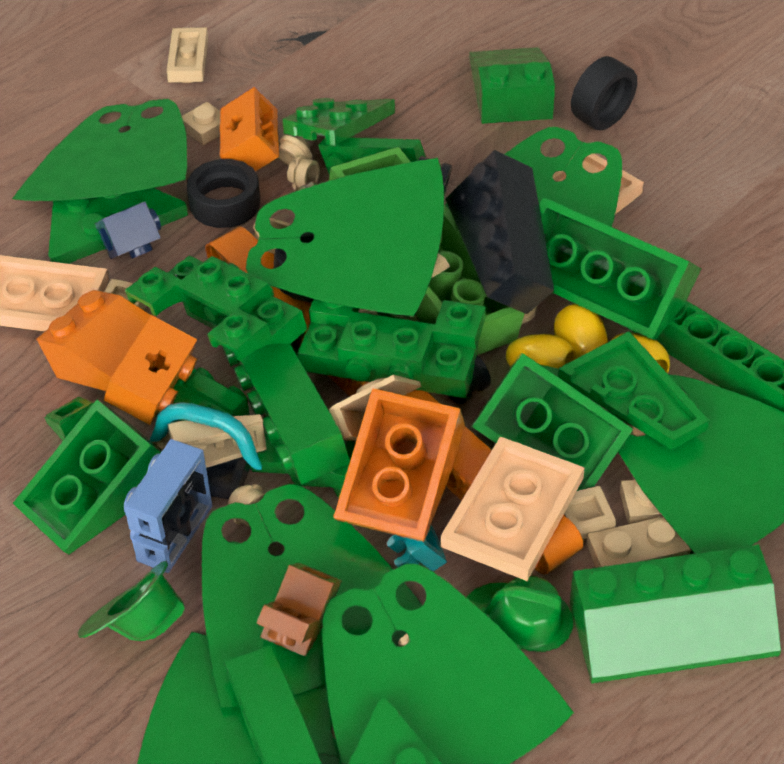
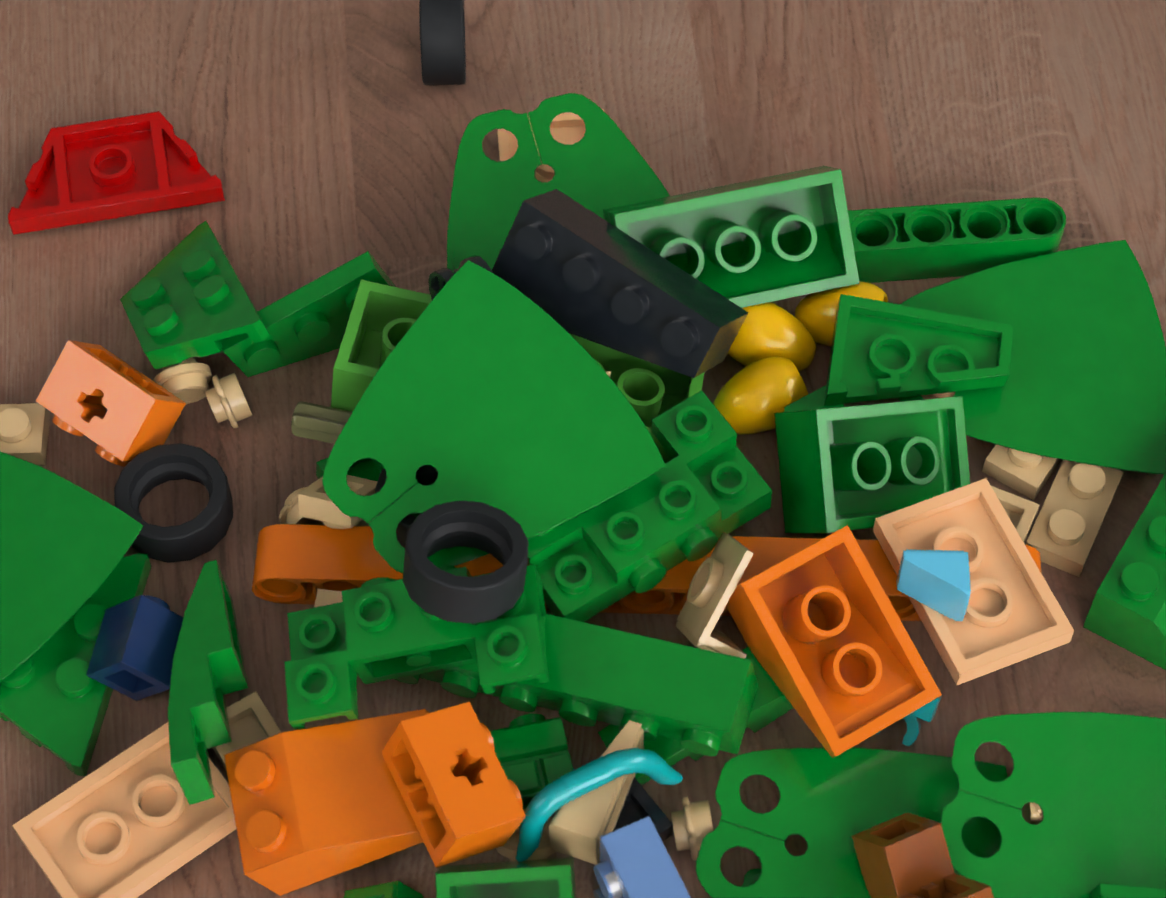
camera: 50 degrees left, 10 degrees up
(126, 257) = (204, 669): none -> green slope
(257, 294) = (463, 597): none -> black tyre
(381, 52) = (112, 173): none -> red wing
(482, 478) = (937, 580): none -> medium azure slope
(513, 85) = (307, 93): green slope -> none
(526, 612) = (1074, 677): green piece -> none

